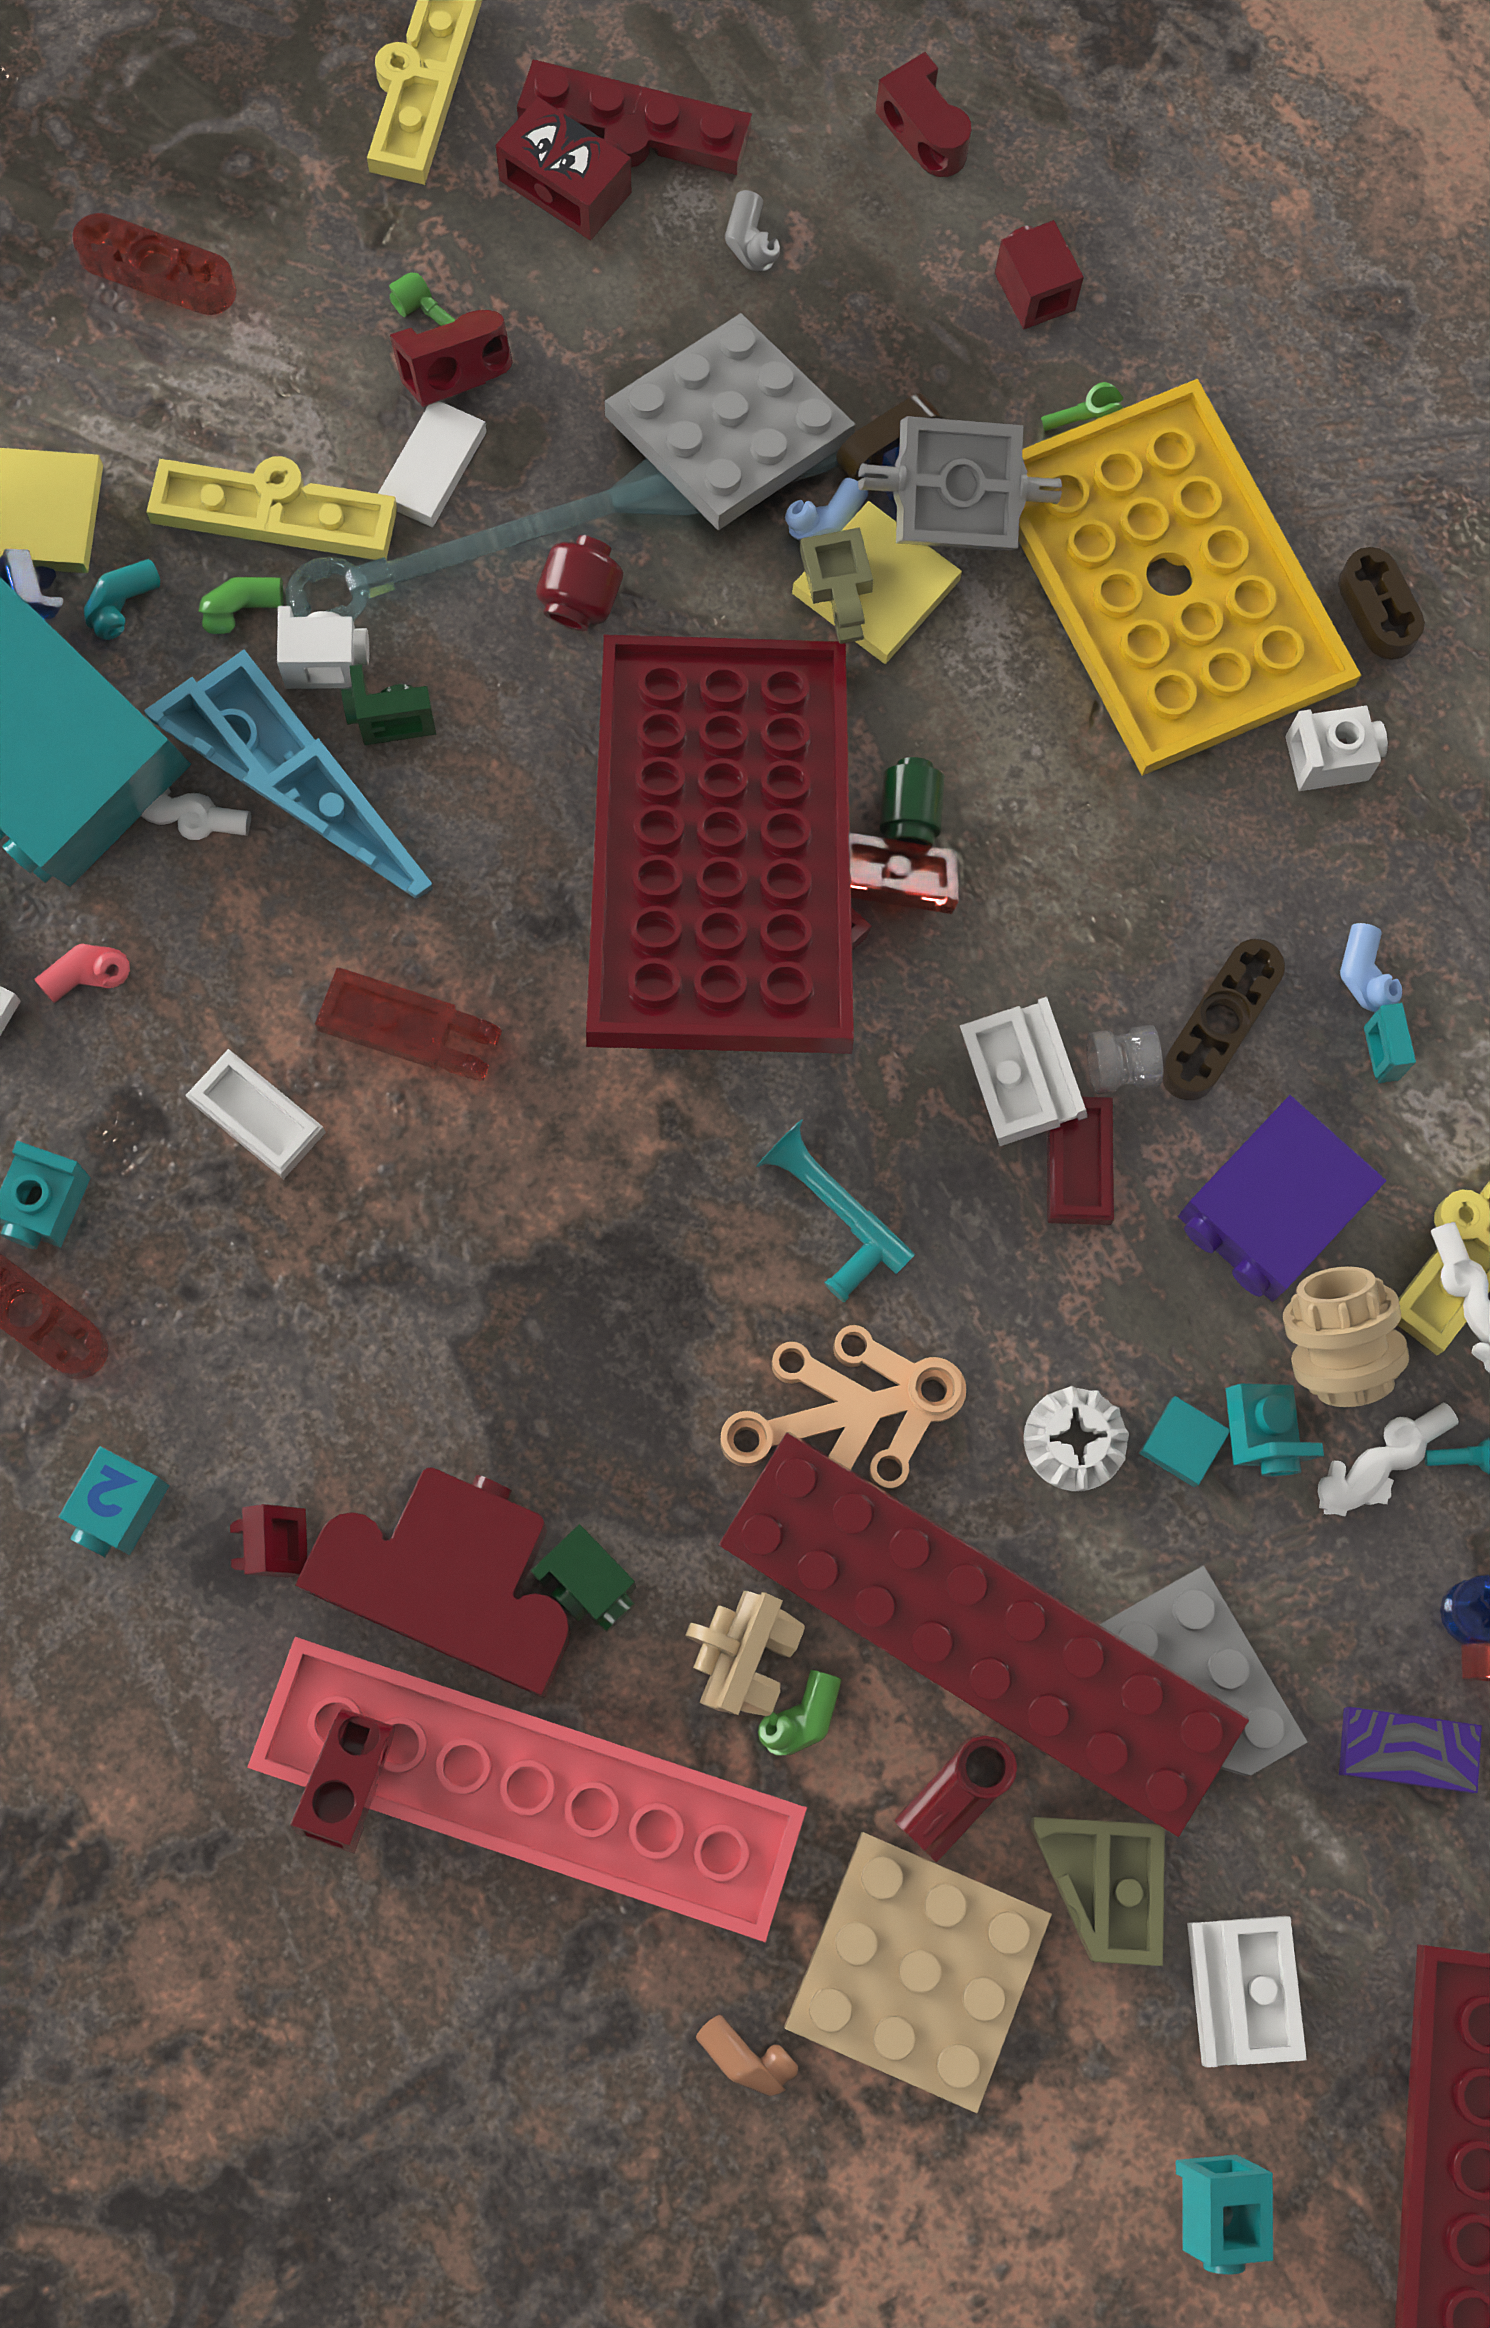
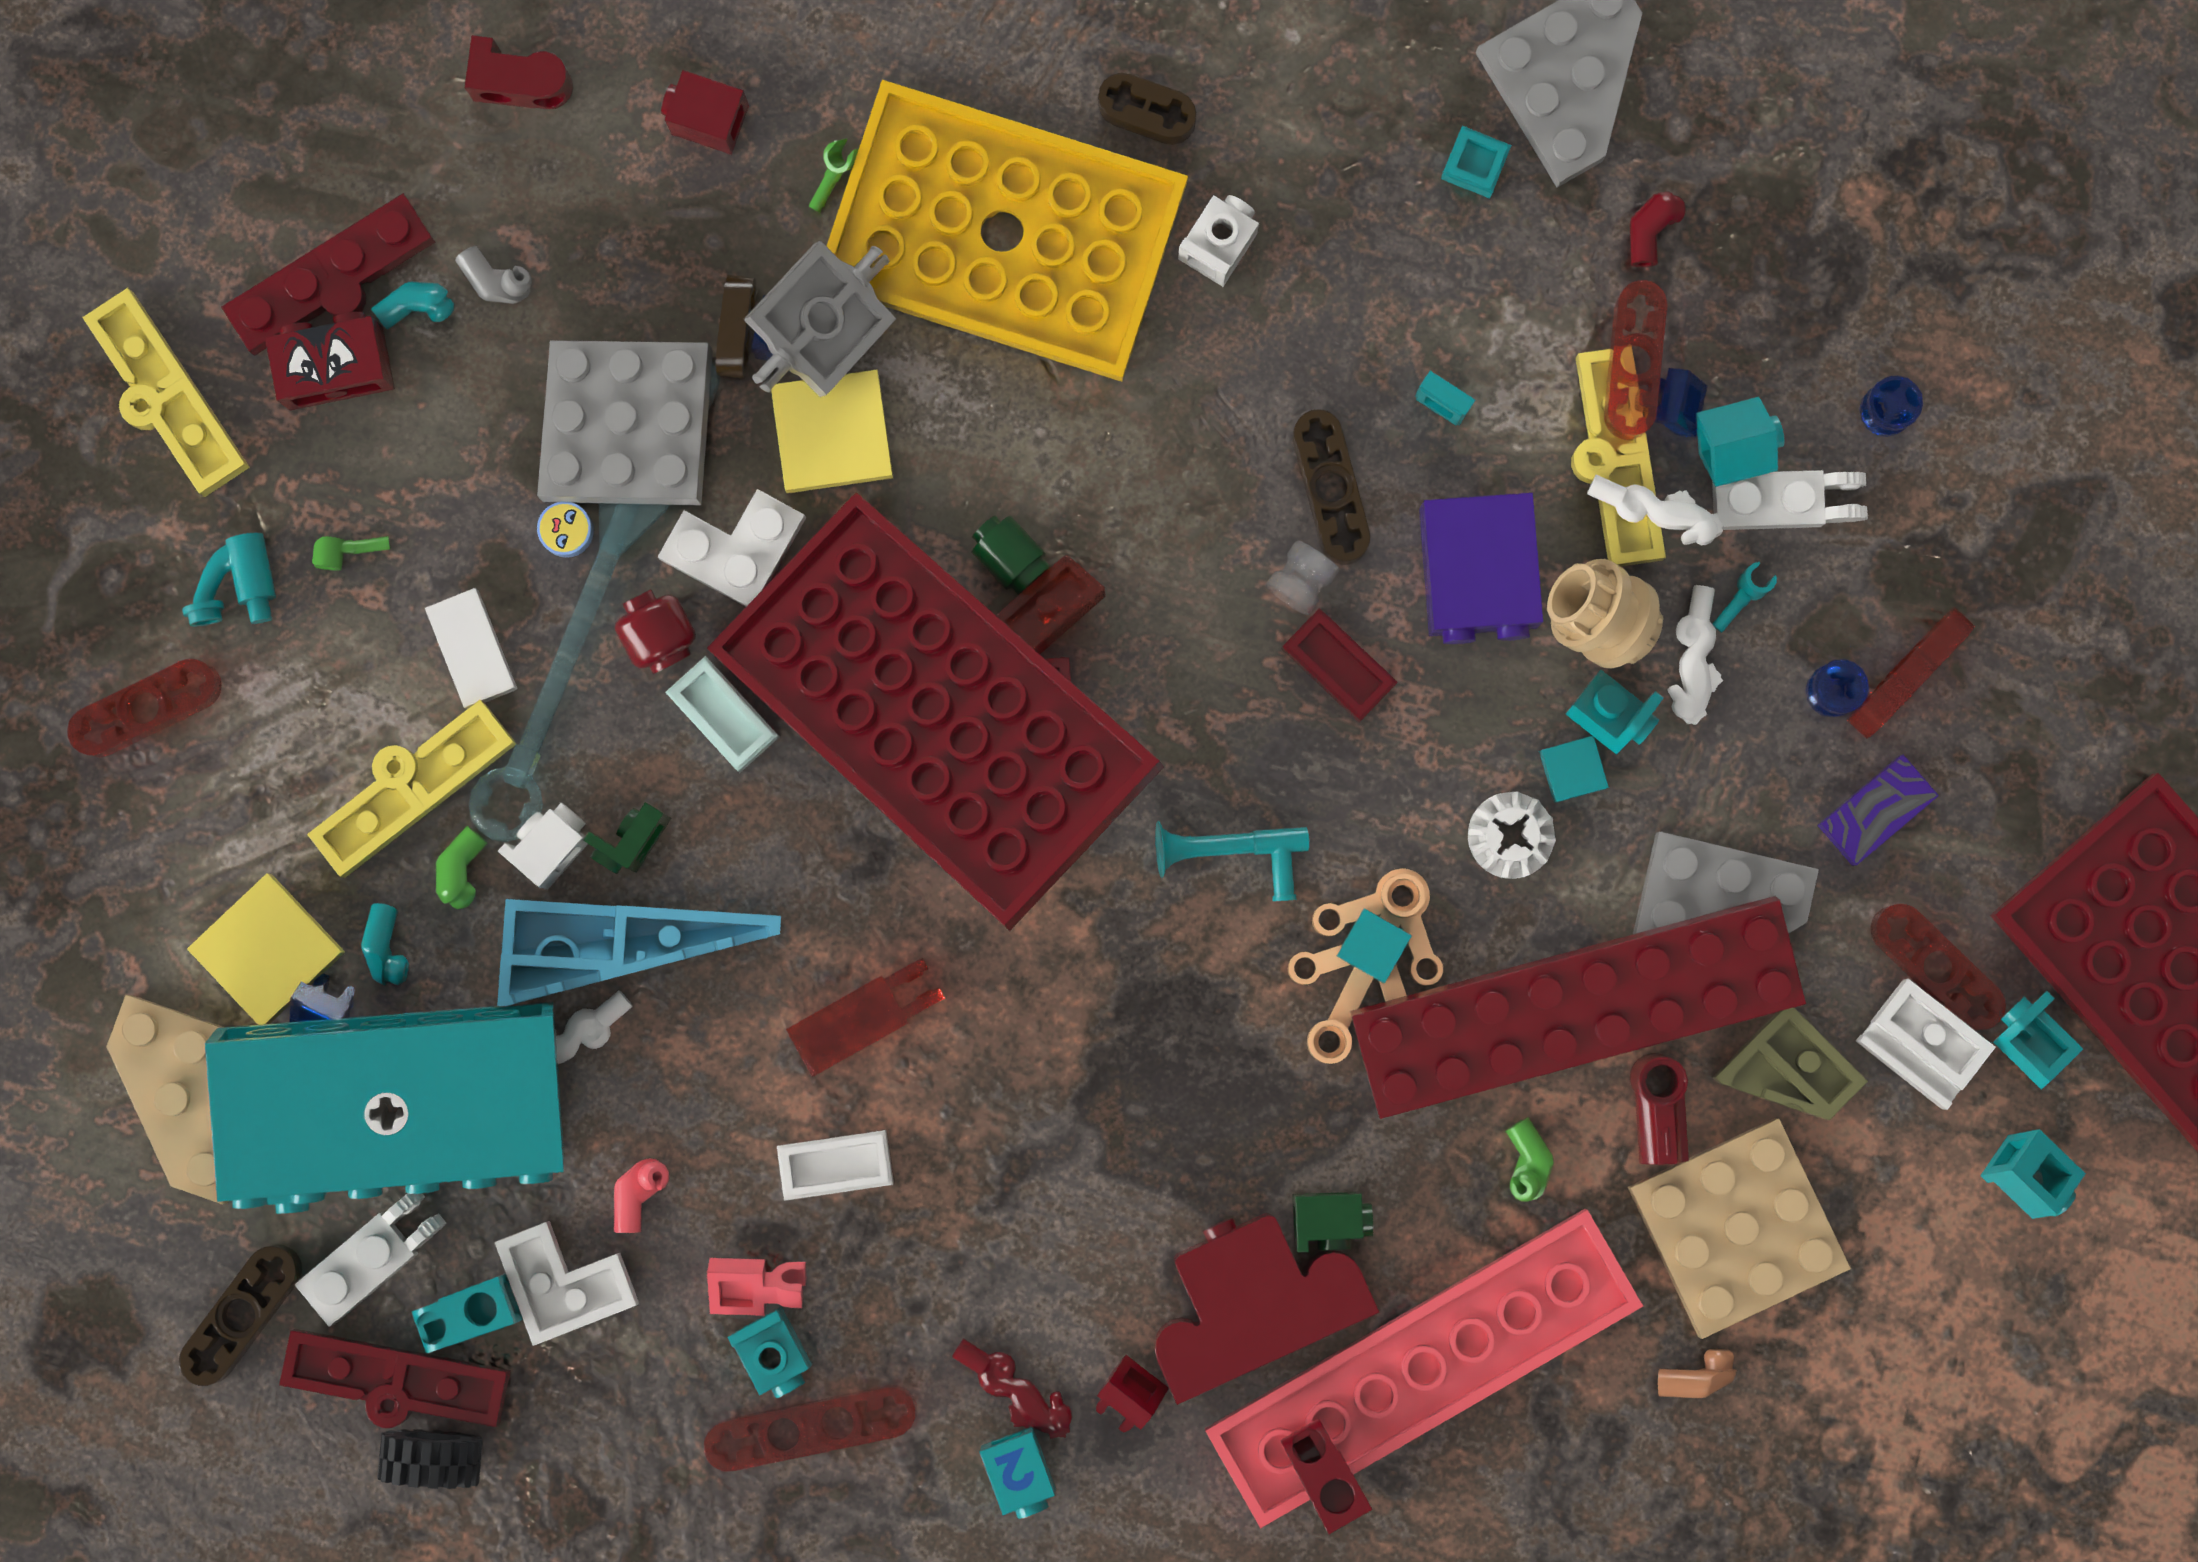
camera: 40 degrees left, 10 degrees up
(78, 1128) = (746, 1287): none -> coral plate
(185, 1462) = (1028, 1406): none -> dark red animal
(344, 243) = (252, 577): none -> teal plant
(452, 356) = (409, 568): dark red leg -> none
(560, 698) = (722, 714): none -> light aqua tile
(599, 452) = (565, 529): none -> tile
(671, 187) = (414, 297): none -> teal arm
(706, 606) = (739, 562): none -> white plate
(734, 1649) = (1454, 1166): tan hips -> none
(809, 521) = (755, 421): light blue arm -> none
(838, 573) = (810, 456): olive plate -> none
(866, 1400) = (1373, 946): none -> teal tile
(1023, 1071) = (1252, 650): white plate -> none
(1348, 2094) = (2036, 1041): none -> teal bracket
(1349, 1958) = (1961, 965): none -> clear red beam
(1362, 975) = (1381, 368): light blue arm -> none

